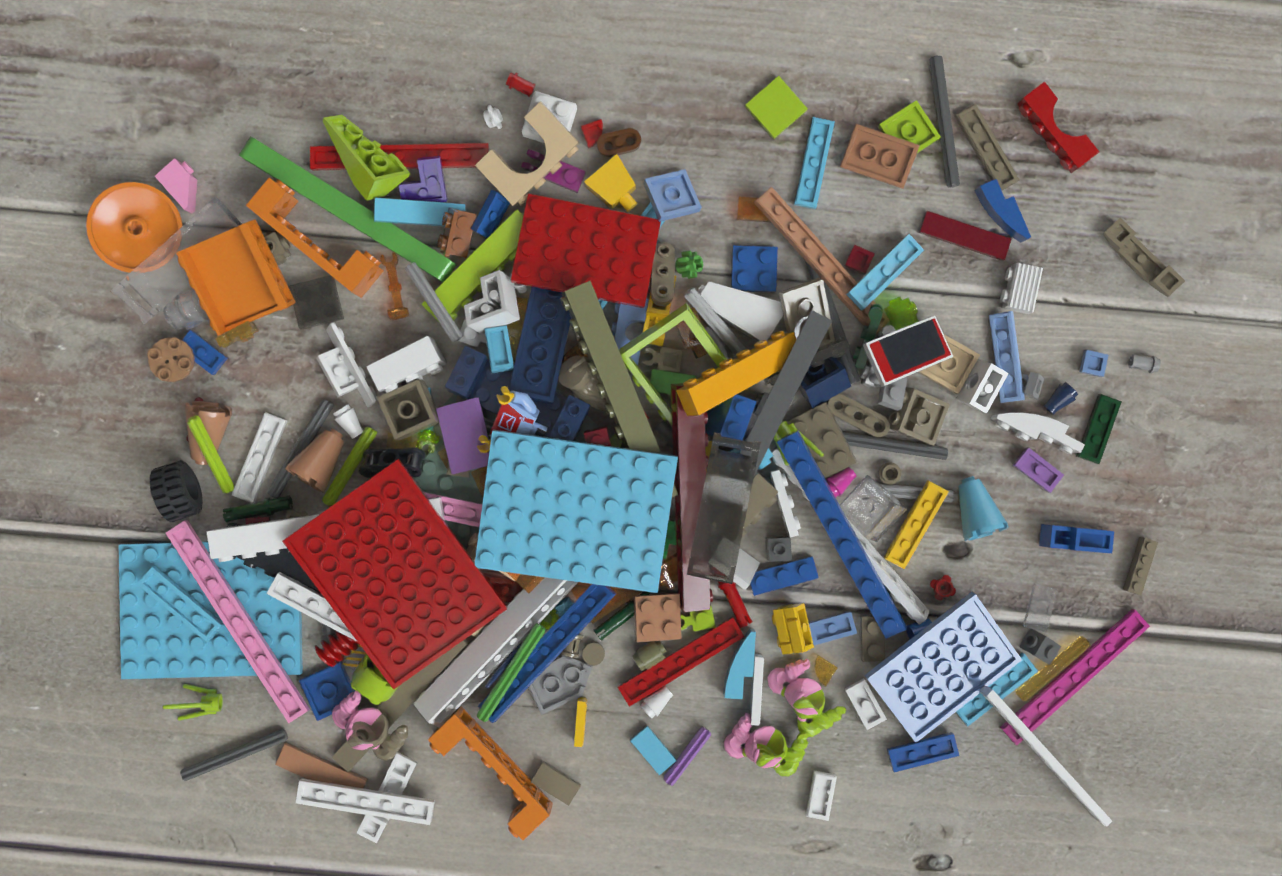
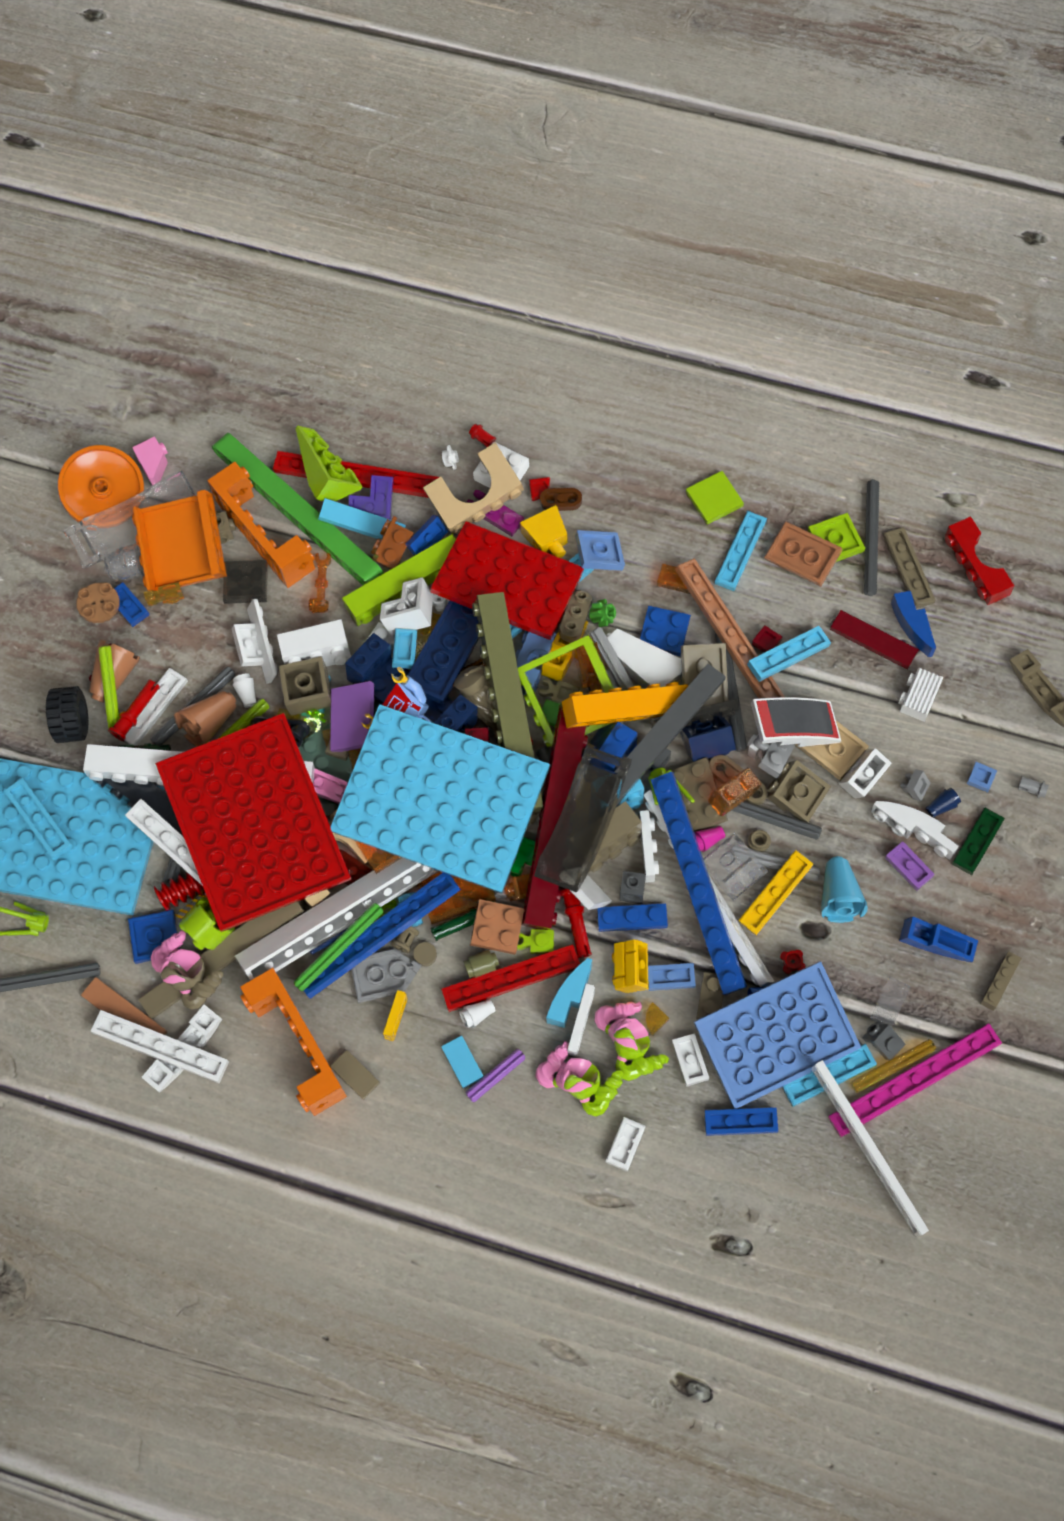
camera: 15 degrees right, 20 degrees down
(237, 621) = (88, 848): bright pink plate -> none
(240, 478) = (129, 717): none -> red pin
(433, 302) = (354, 596): light grey axle -> none
(861, 437) = (734, 792): none -> clear orange brick
(868, 334) = (770, 688): dark green plate -> none
(901, 313) = (798, 689): clear neon green brick -> none
(1007, 355) = (897, 753): light blue tile -> none

